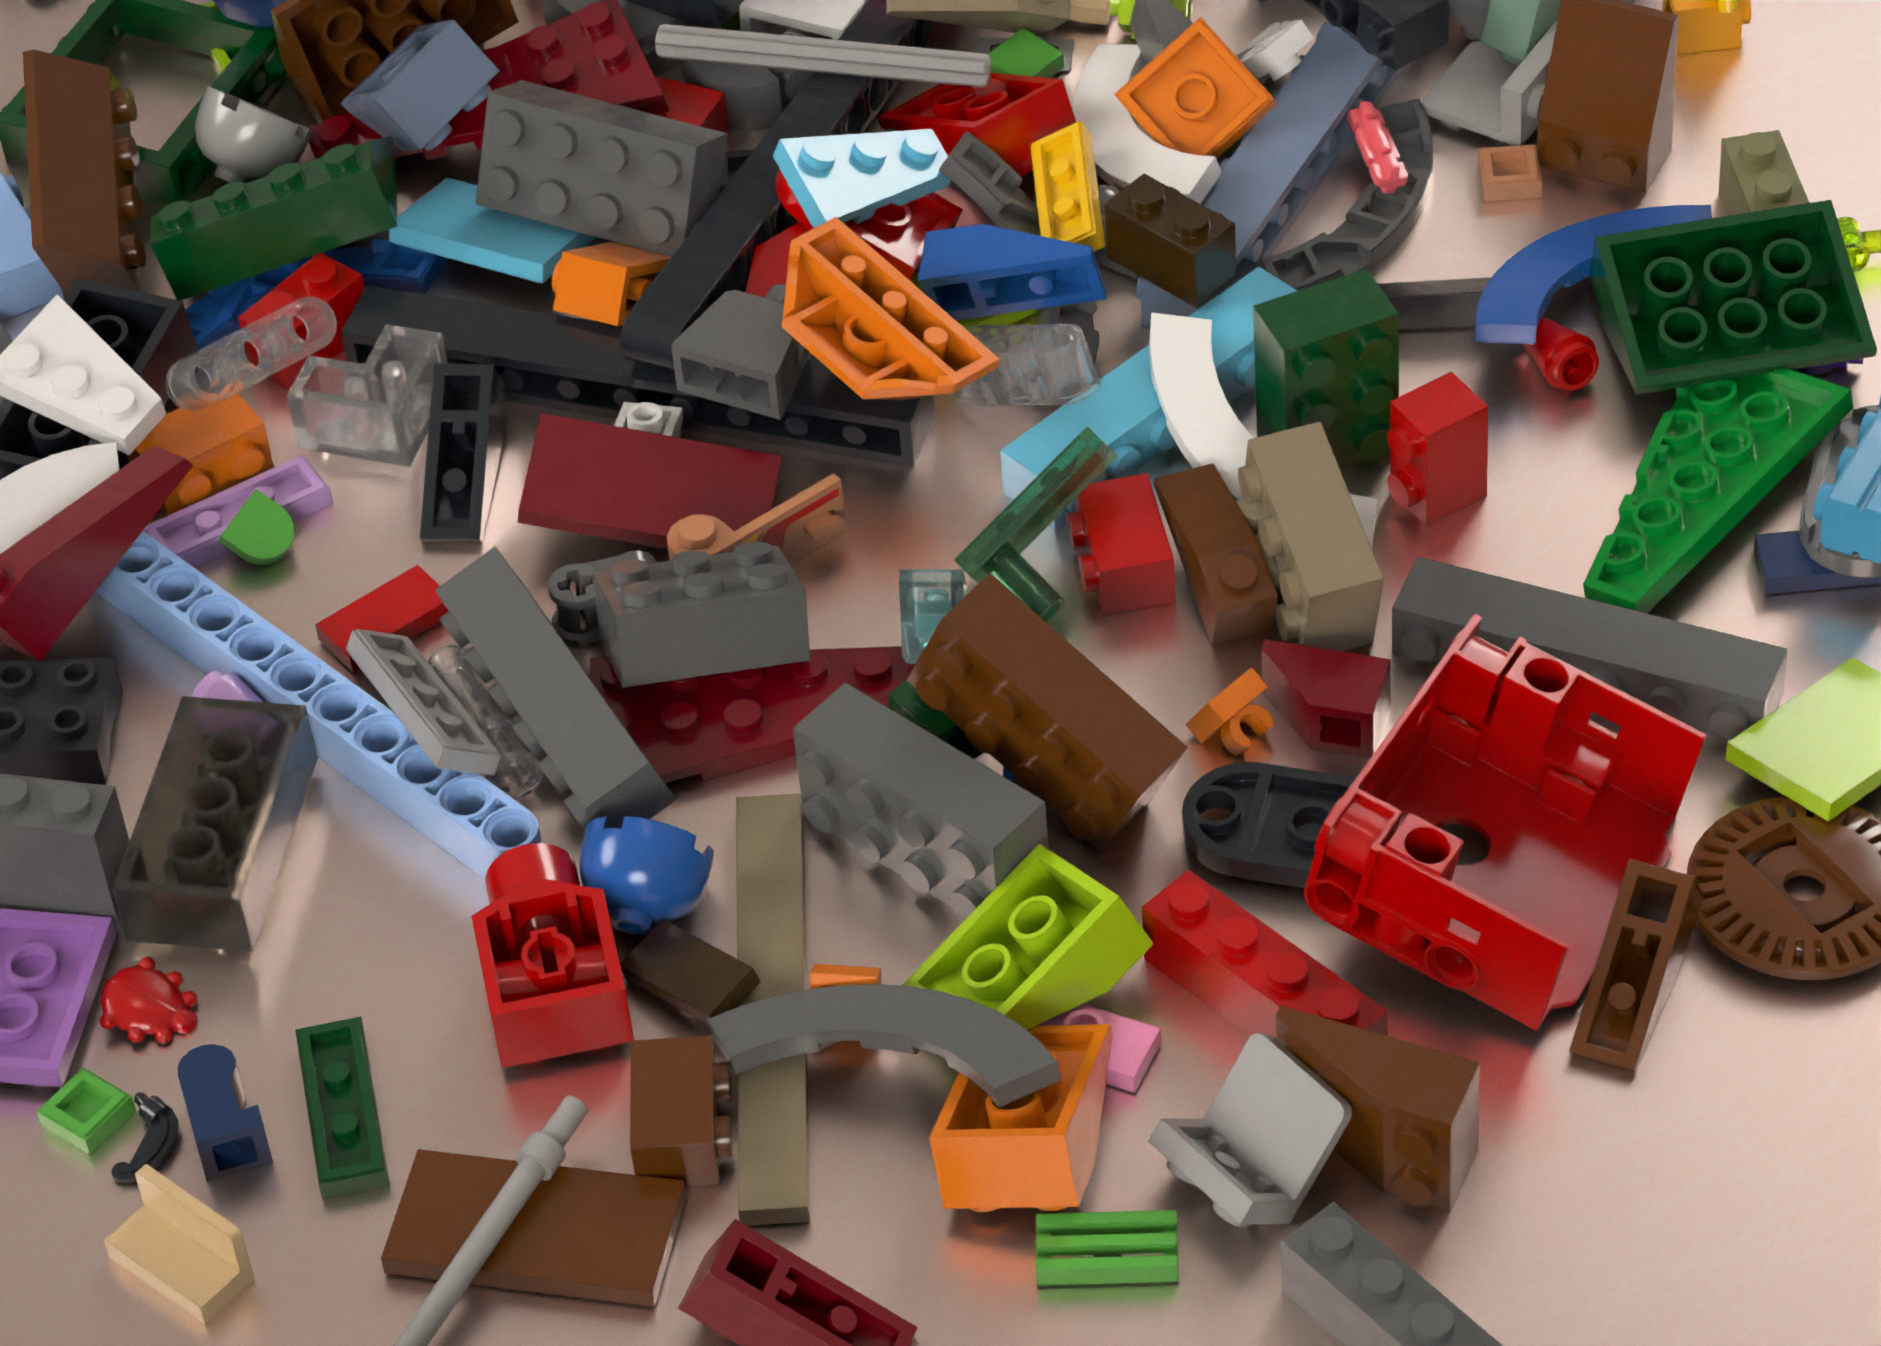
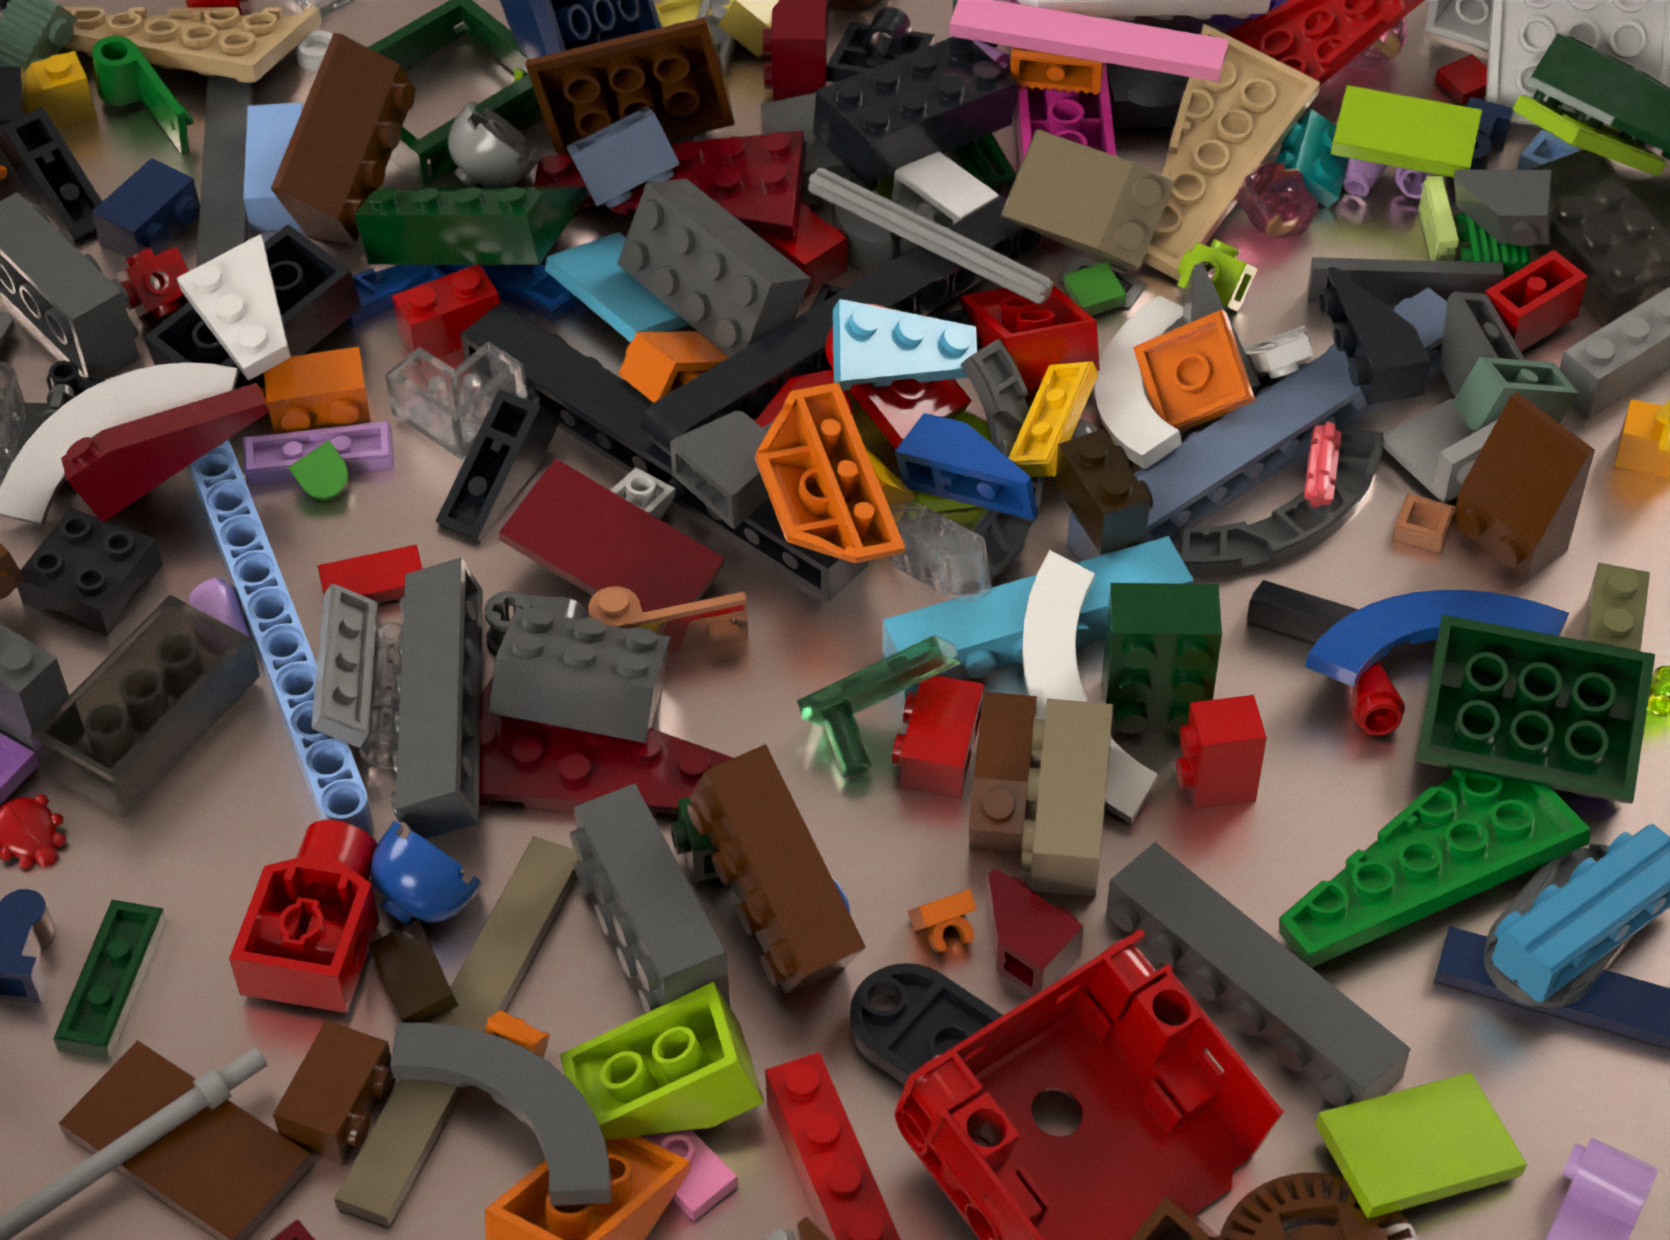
camera: 20 degrees right, 5 degrees up
(226, 360) = (399, 331): clear beam -> none
(924, 601) = (749, 729): clear light blue slope -> none

